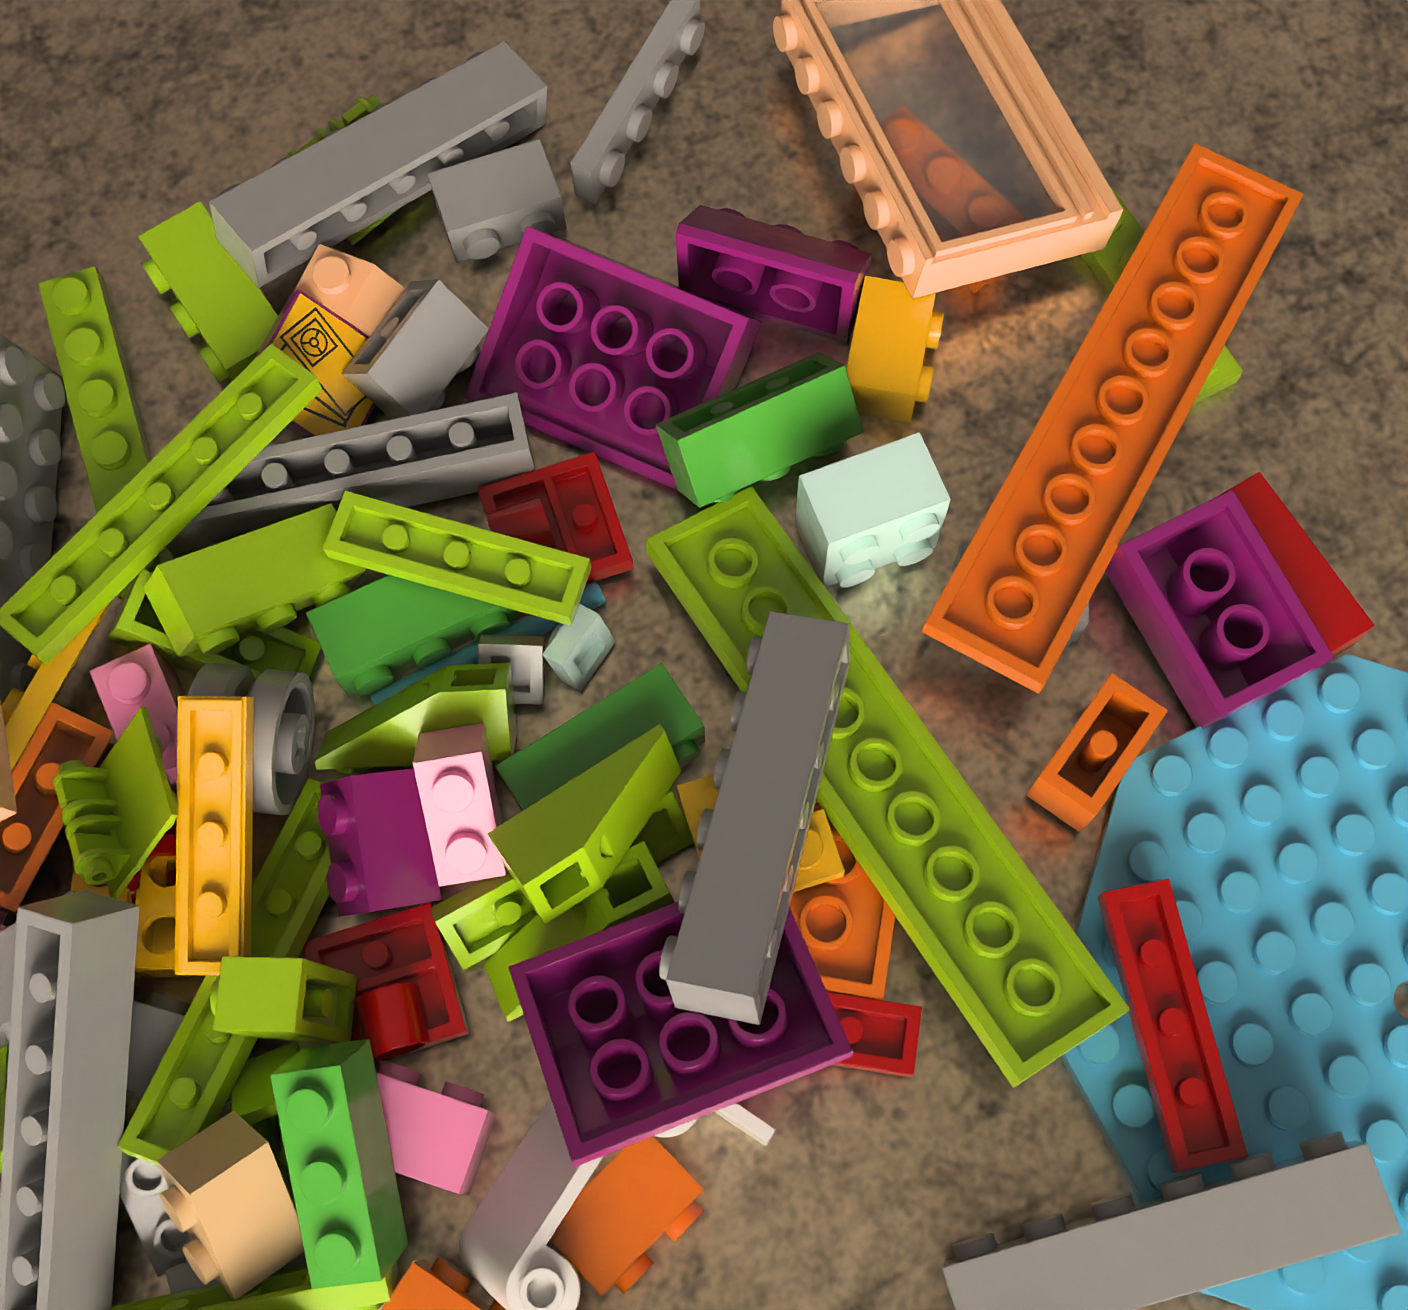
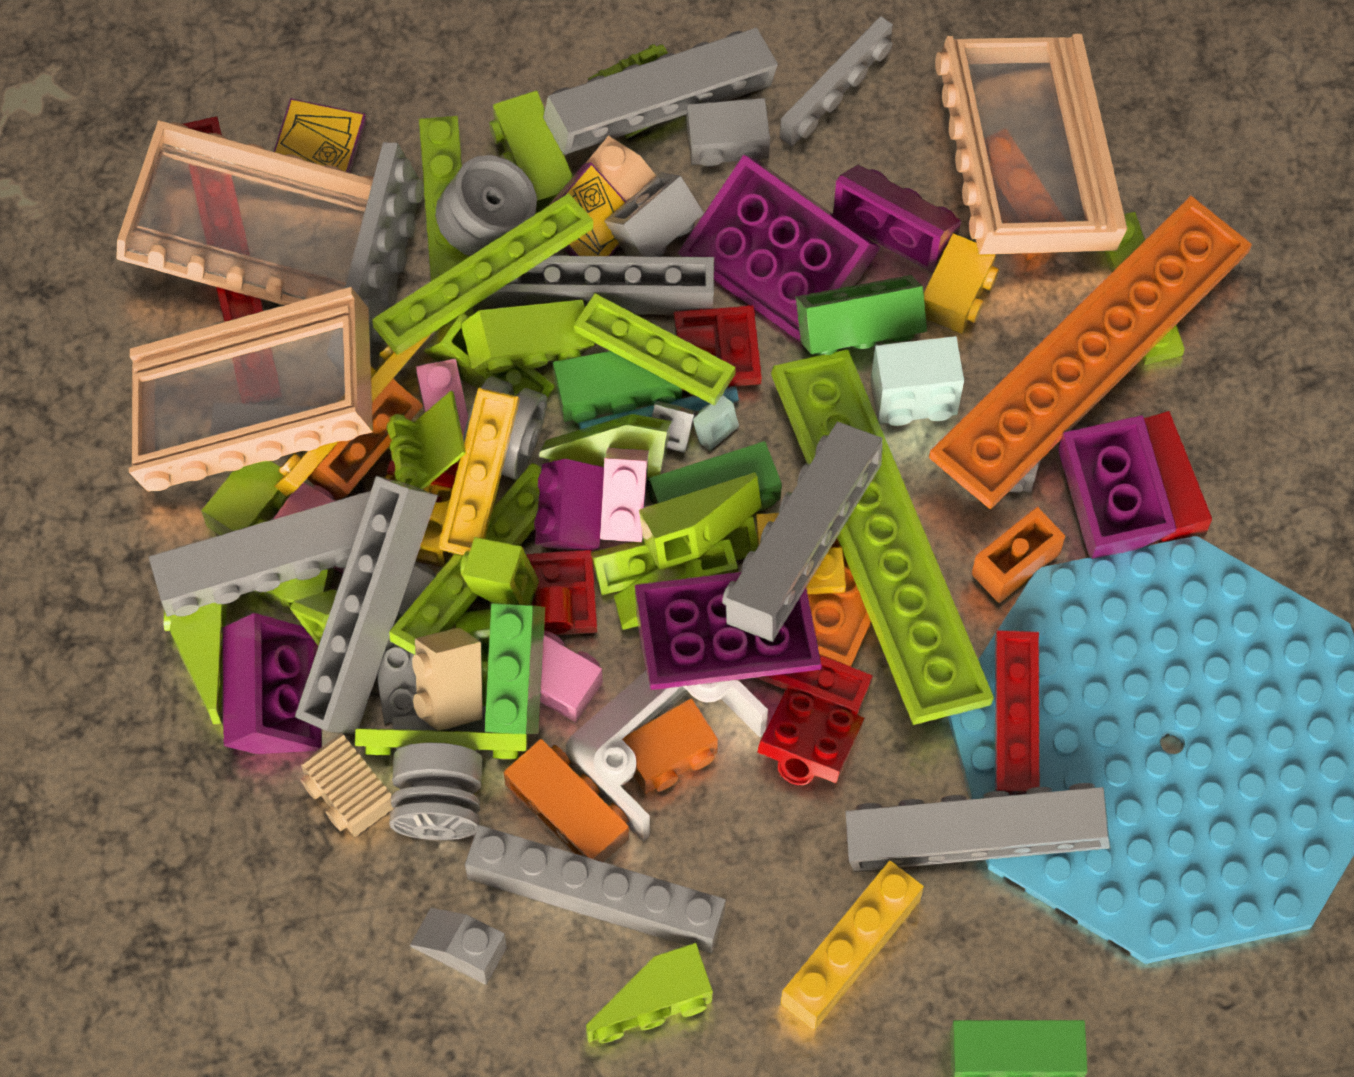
camera: 10 degrees right, 5 degrees down
(148, 383) = (484, 203): none -> light grey wheel
(851, 1143) = (809, 738): none -> red plate

